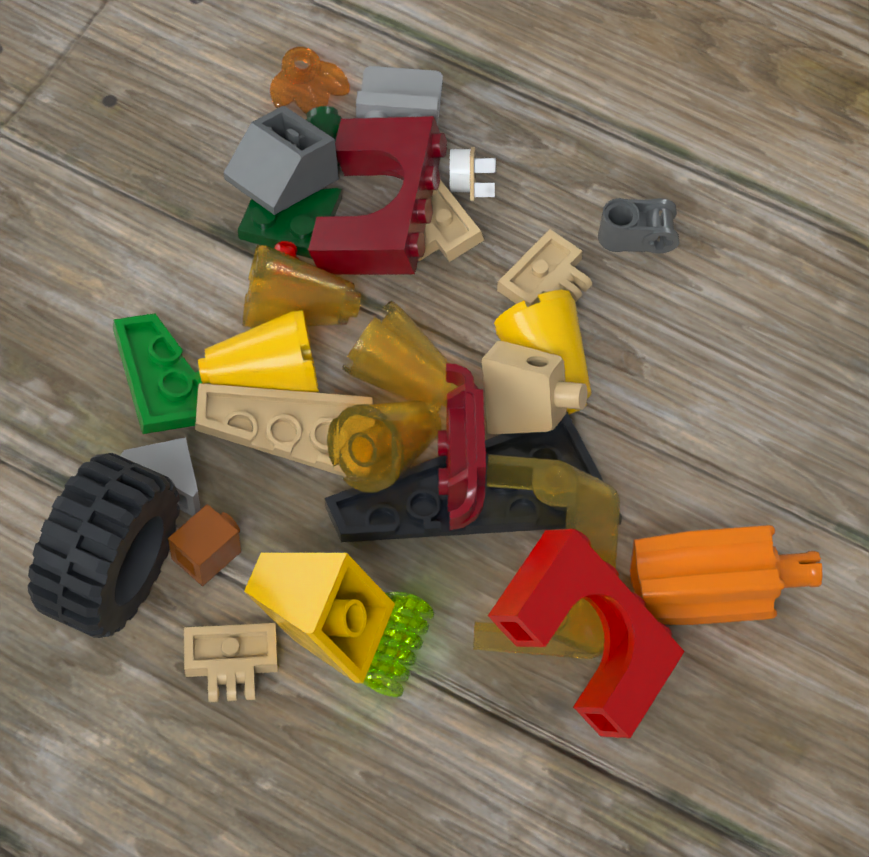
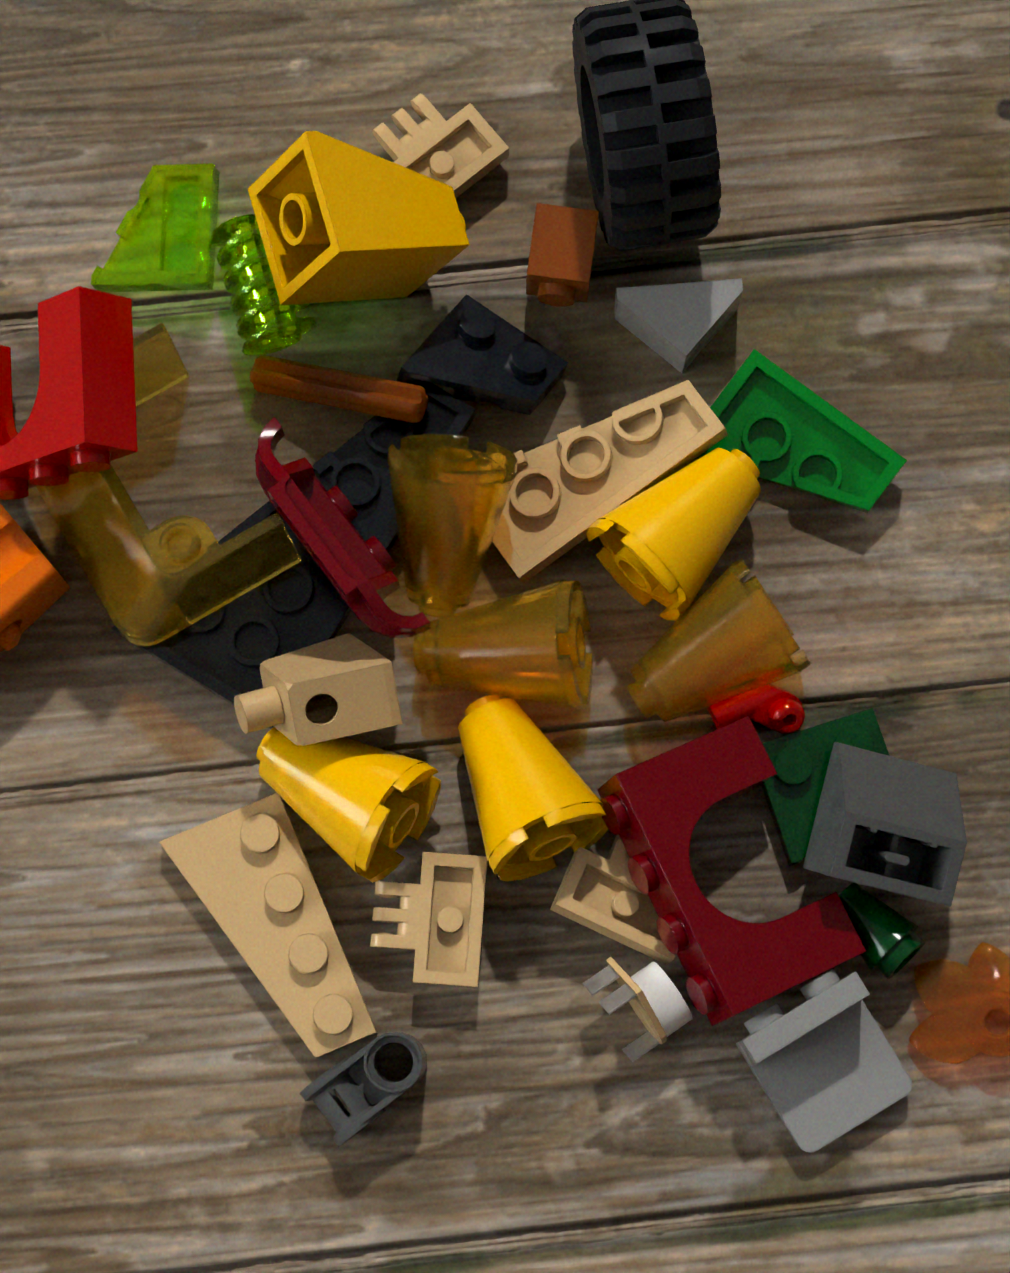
camera: 145 degrees right, 20 degrees up
(297, 520) = (485, 360): none -> black wing
(391, 553) = (339, 388): none -> dark orange axle
(428, 721) = (166, 234): none -> clear neon green wing
(455, 290) = (524, 791): none -> yellow cone
(631, 340) = (270, 908): none -> tan wing

